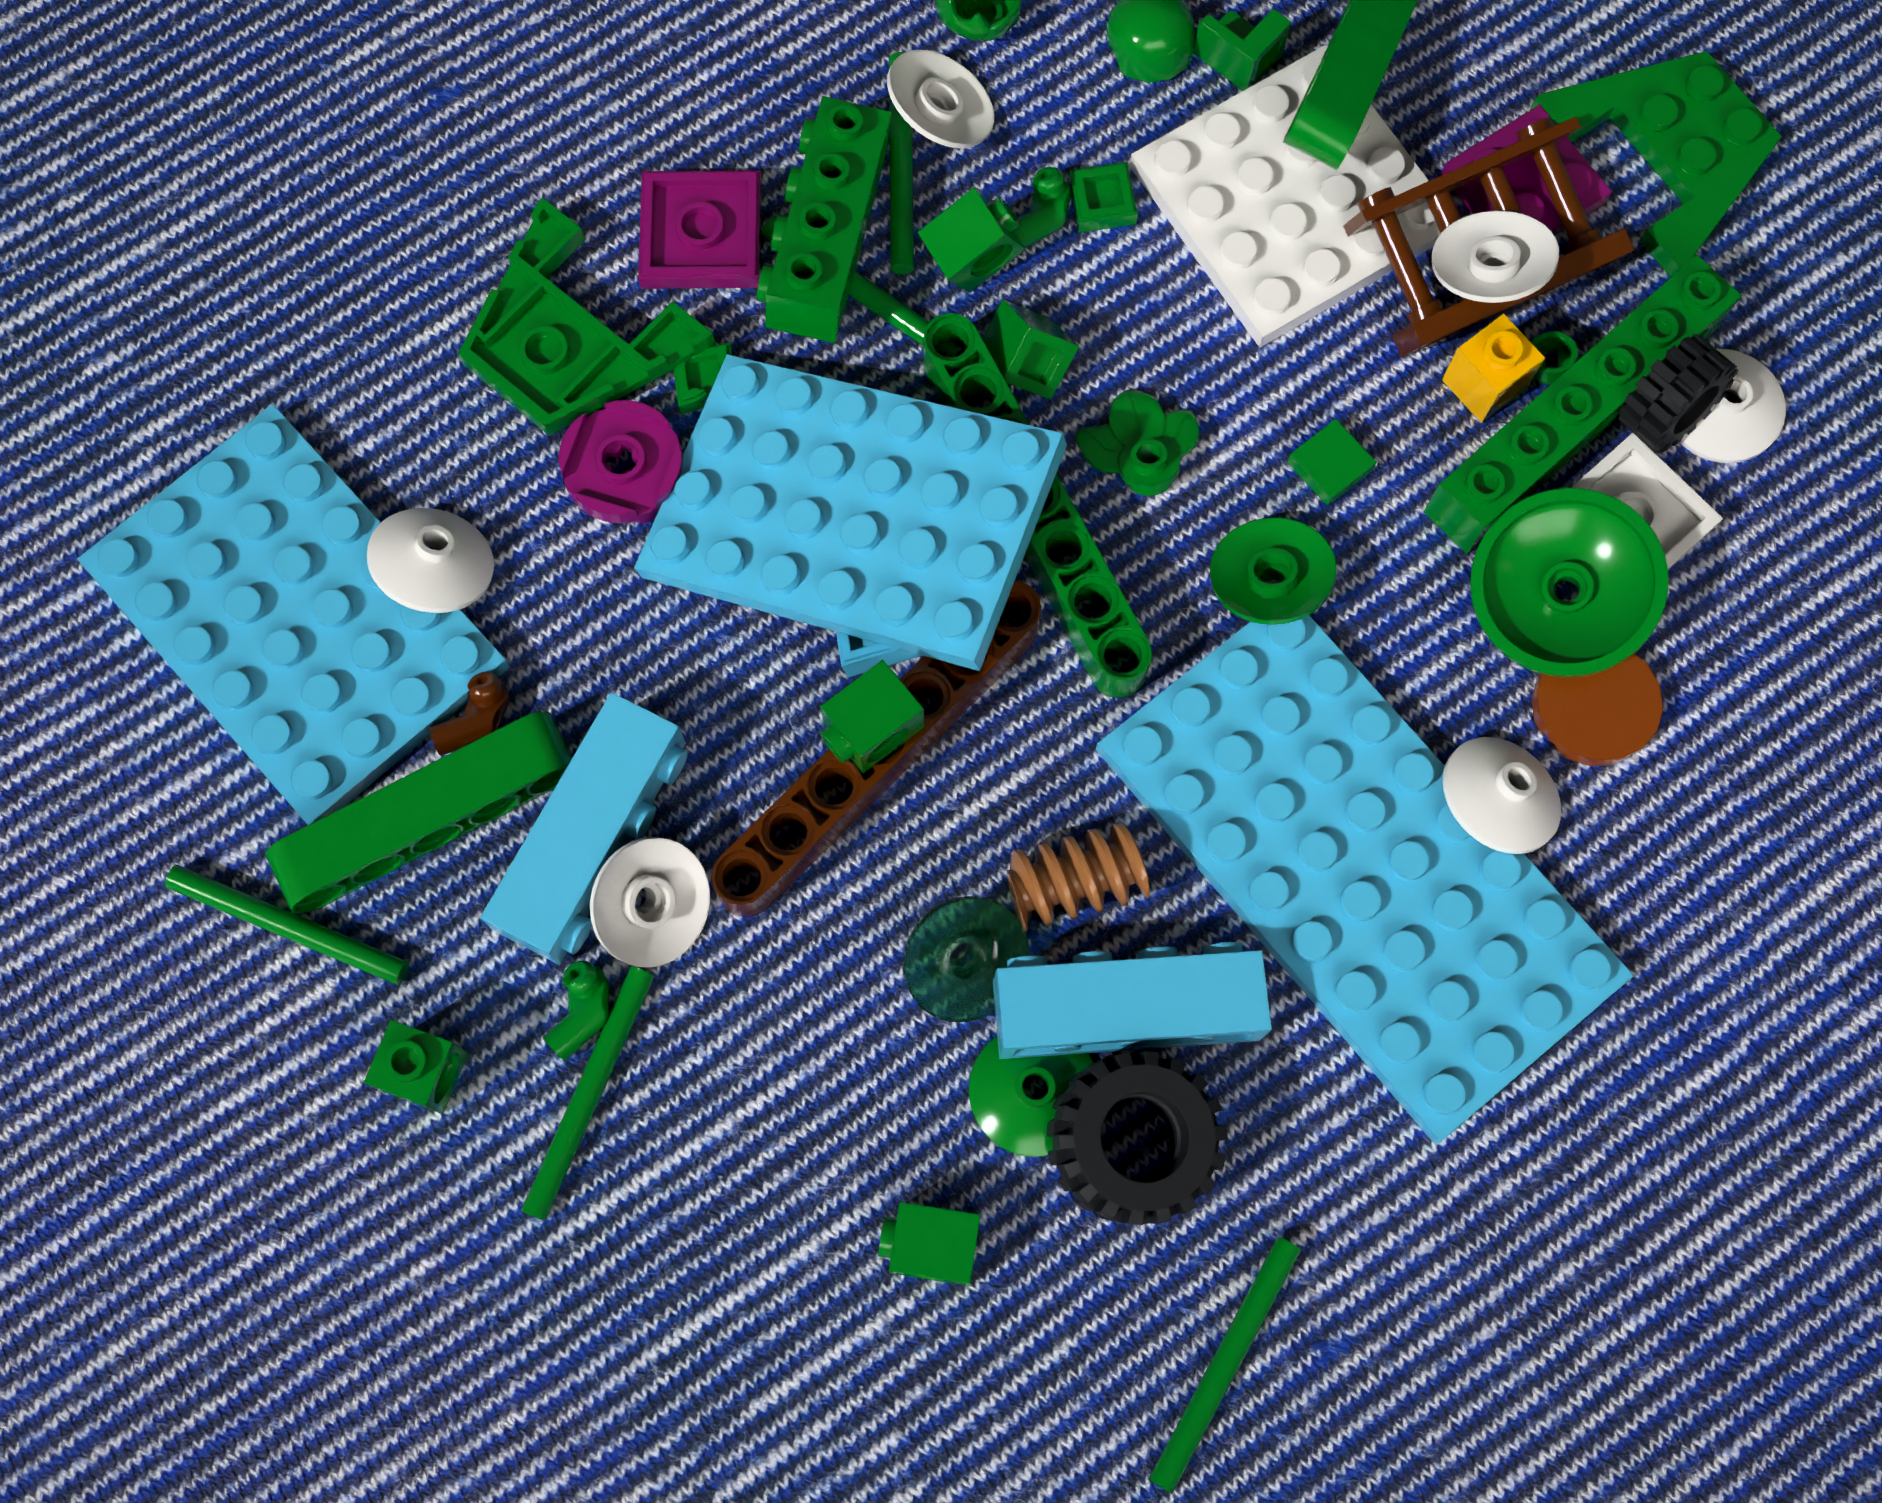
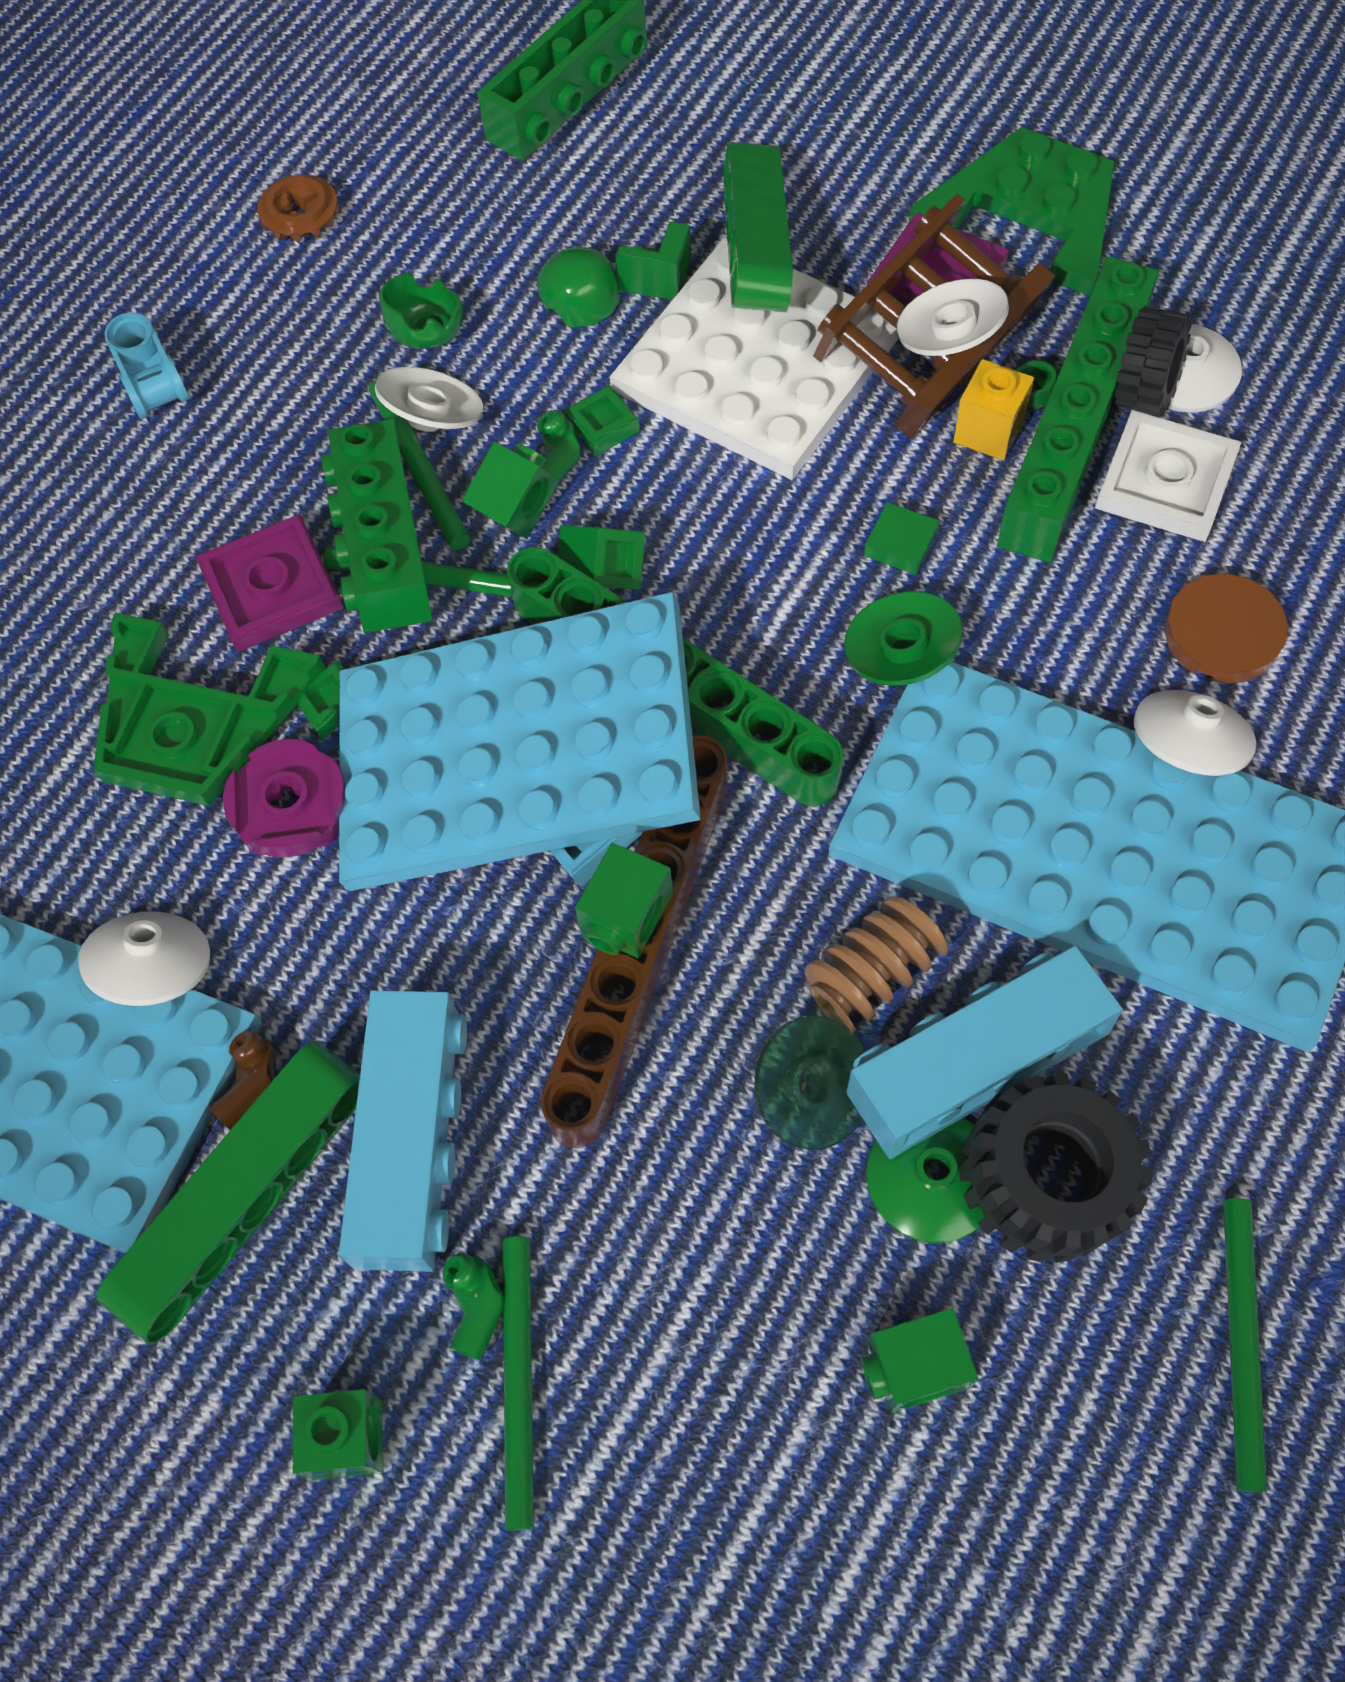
camera: 20 degrees left, 10 degrees down
(287, 924) = (146, 1360): green bar -> none
(673, 906) = (516, 1165): white dish -> none
(1139, 435) = (735, 590): green plate -> none
(1578, 540) = (1162, 504): green dish -> none

